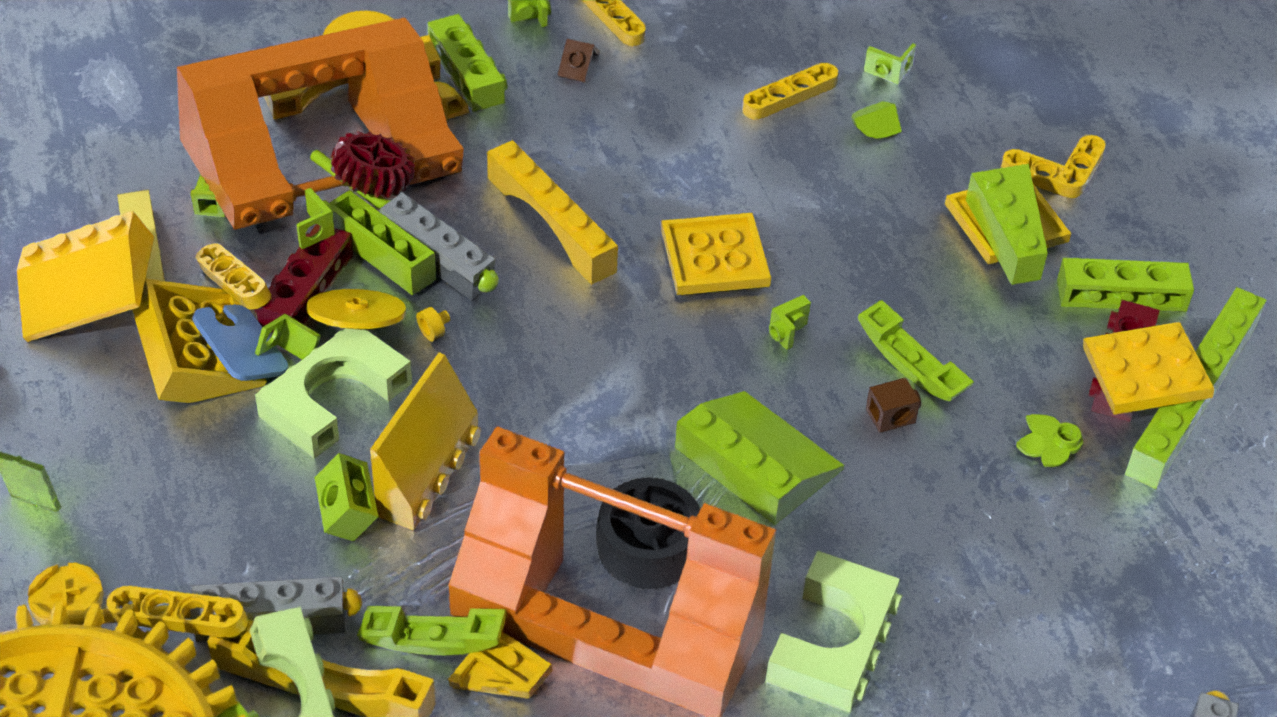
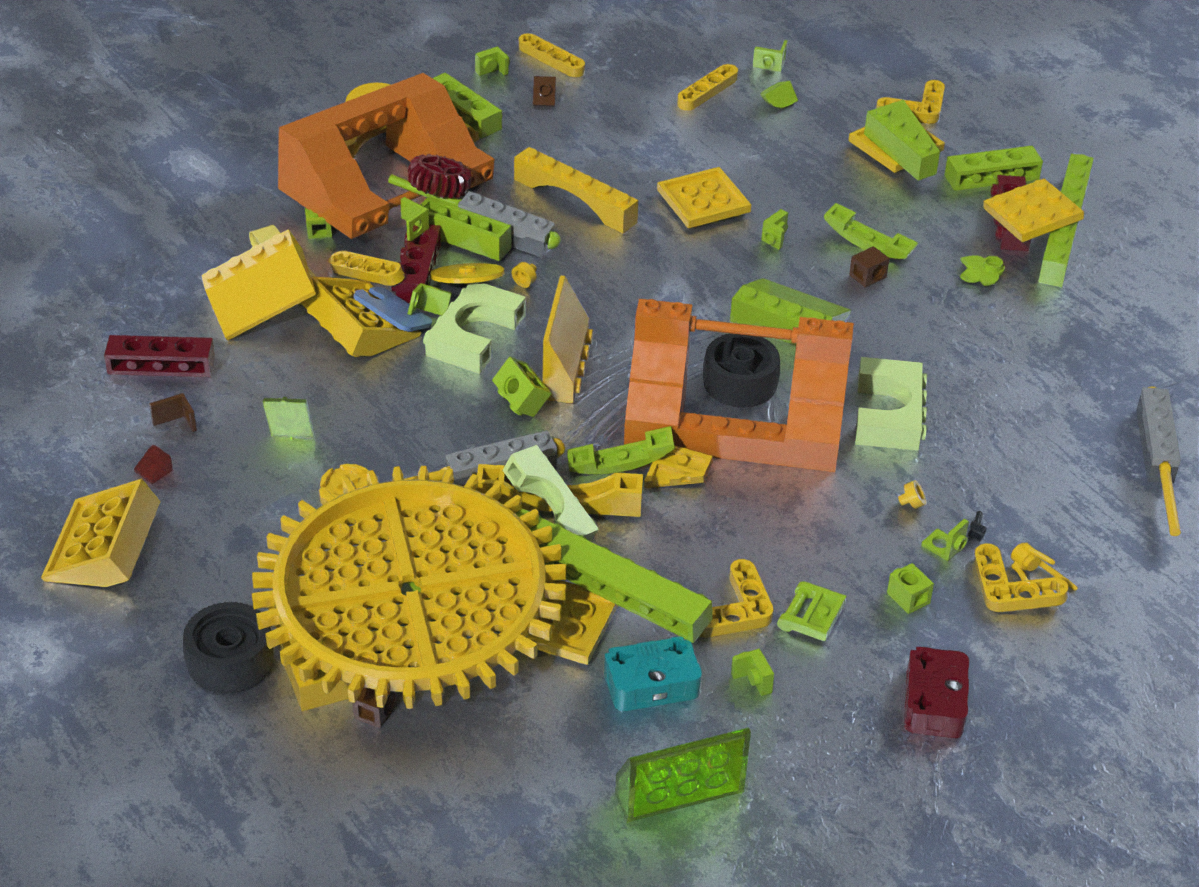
camera: 15 degrees left, 5 degrees down
(179, 606) = (450, 461): yellow beam -> none

